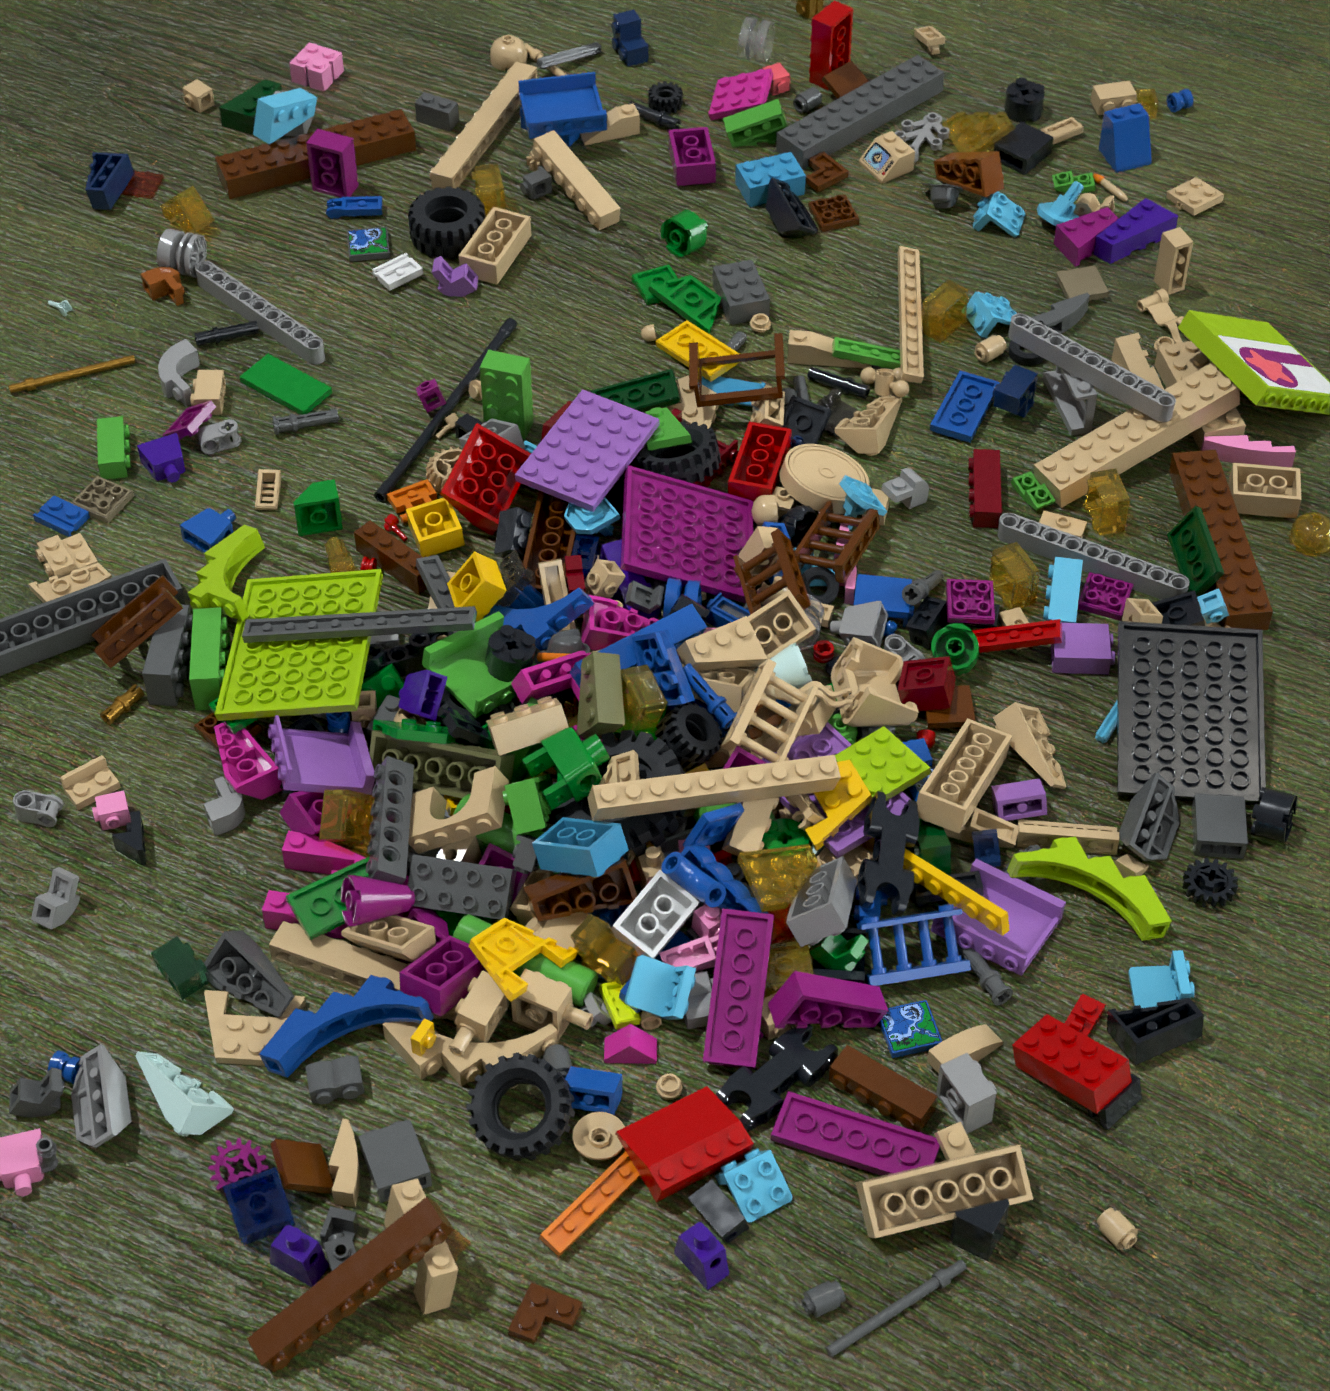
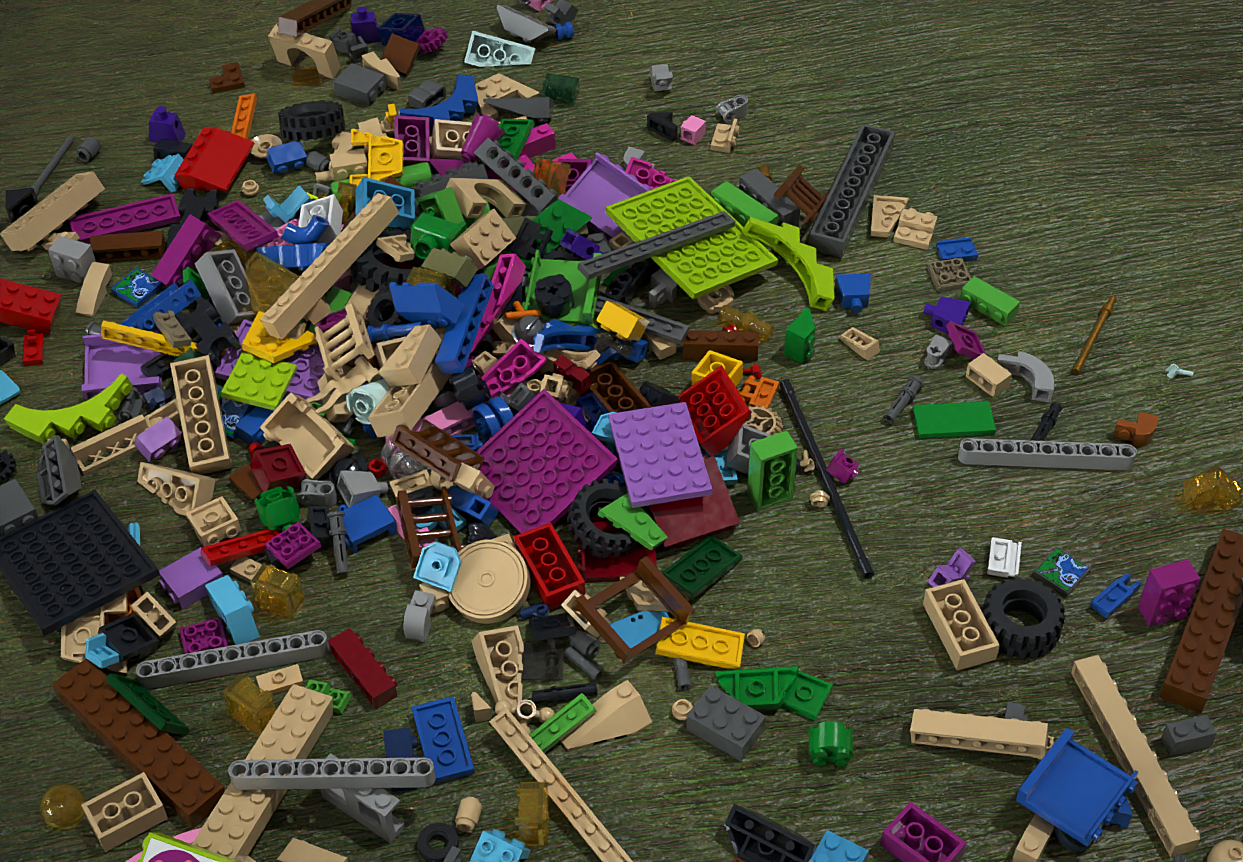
camera: 140 degrees right, 0 degrees up
(181, 251) = (1159, 450): light grey wheel -> none
(489, 186) = (1026, 667): clear yellow container -> none
(630, 1046) = (284, 189): dark pink slope -> none
(765, 509) = (507, 526): tan hair -> none
(917, 406) = (481, 709): none -> tan slope
(926, 879) = (171, 329): none -> dark tan plate
(1023, 683) = (214, 521): none -> tan plate

